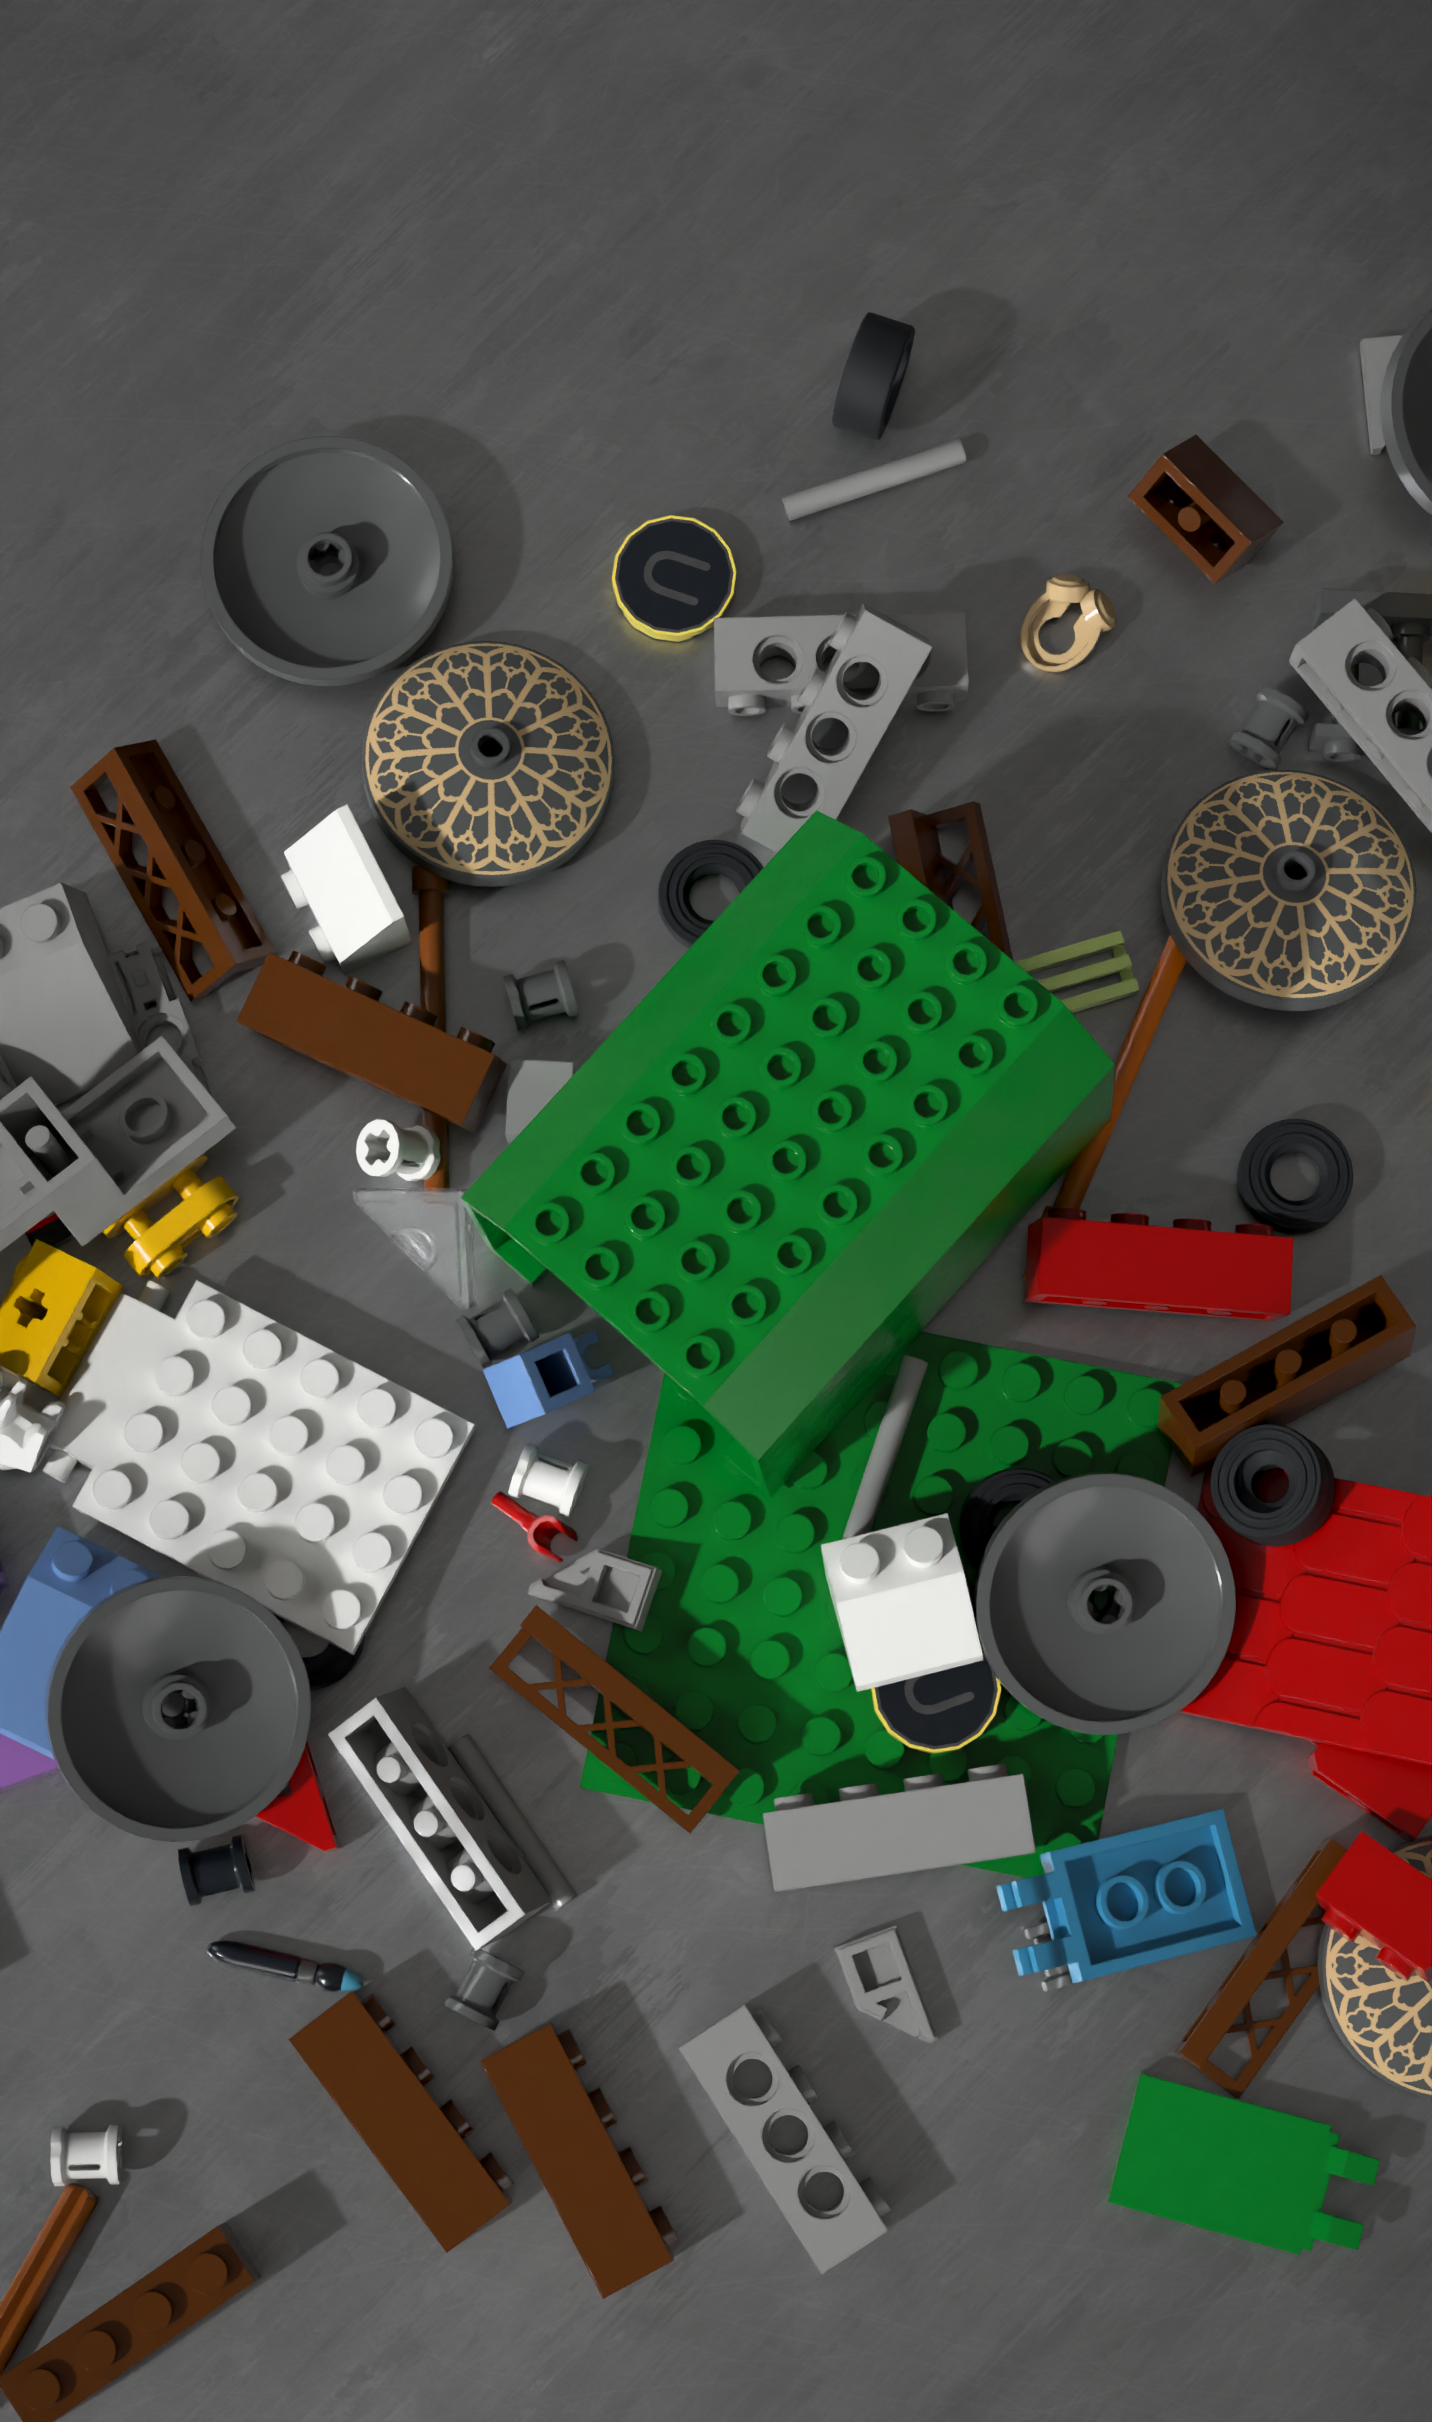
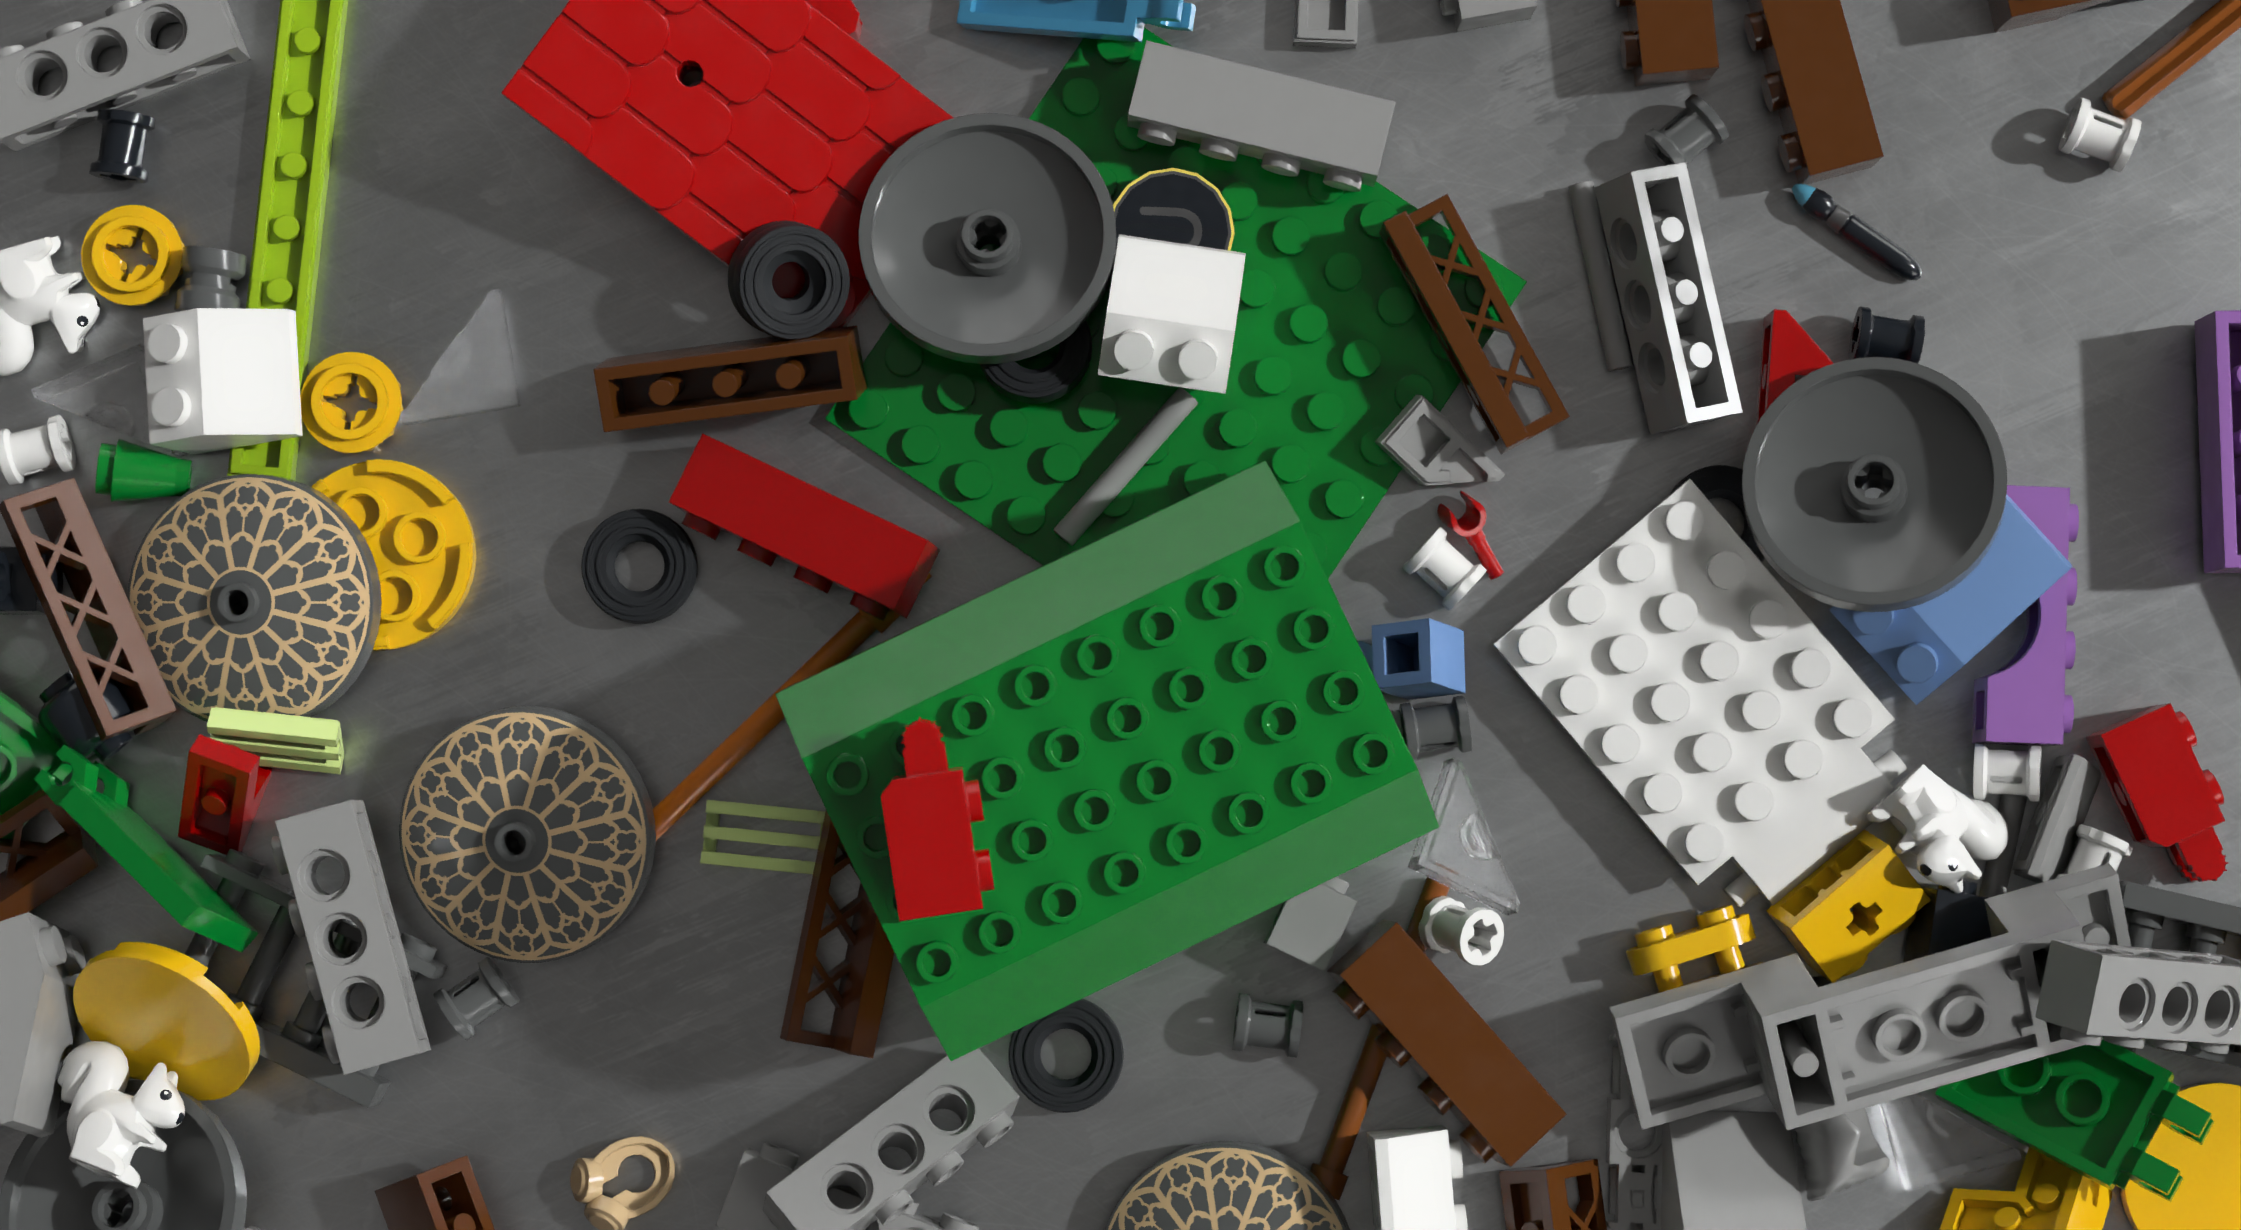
camera: 160 degrees left, 5 degrees up
(921, 981) = (931, 830): none -> red hinge

